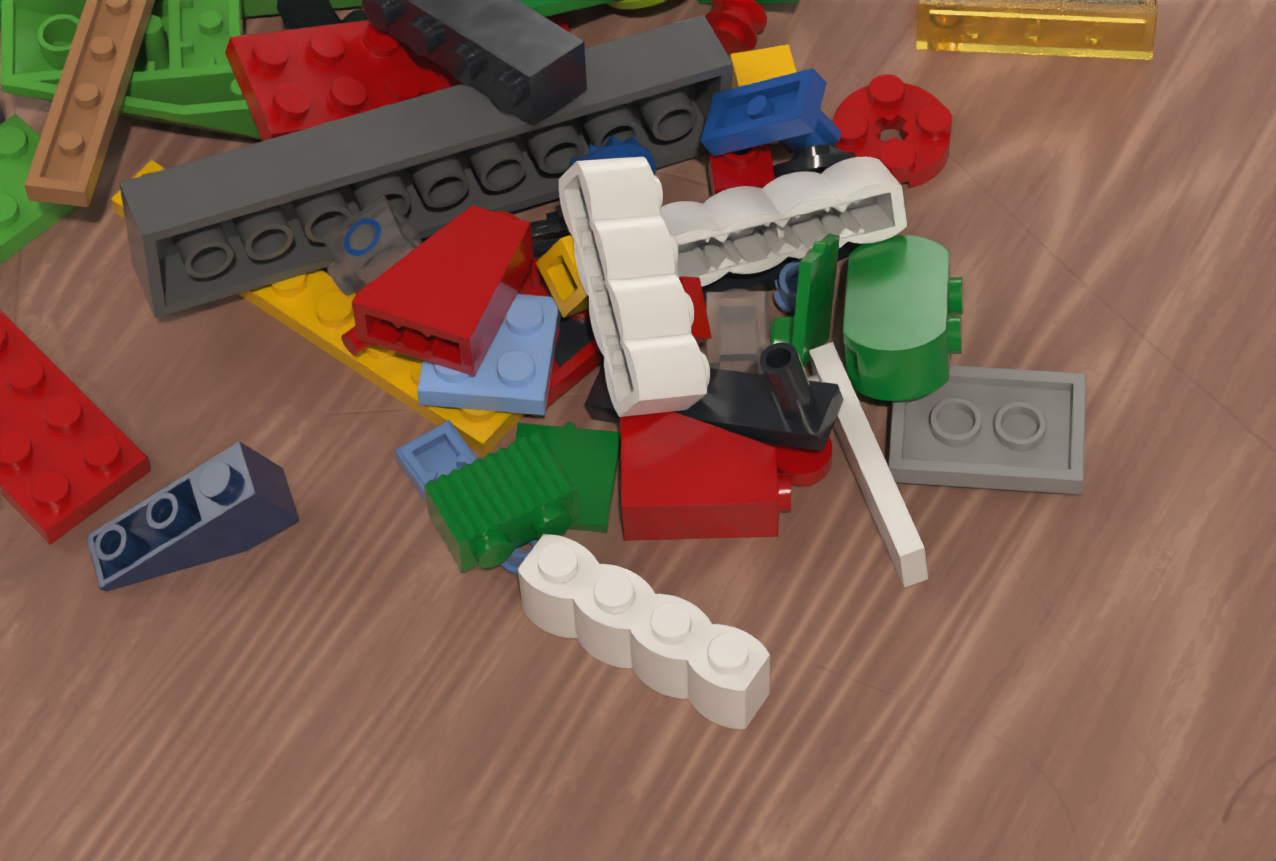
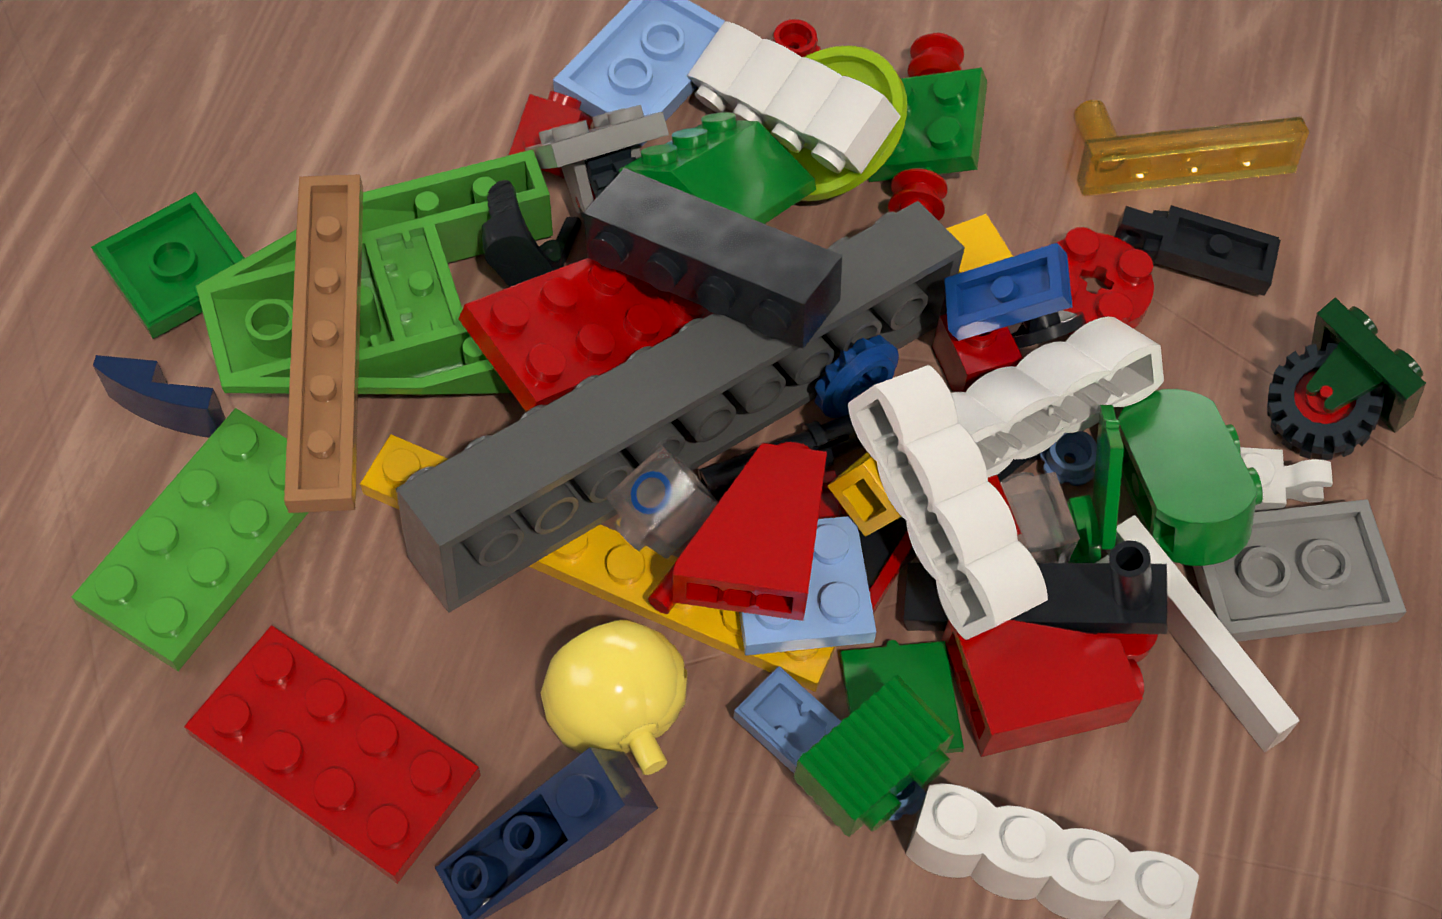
camera: 20 degrees left, 5 degrees up
(289, 408) = (616, 691): none -> light yellow piece
(995, 341) = (1279, 482): none -> white plate
(1015, 113) = (1203, 246): none -> black hinge
(1089, 268) = (1342, 386): none -> plate

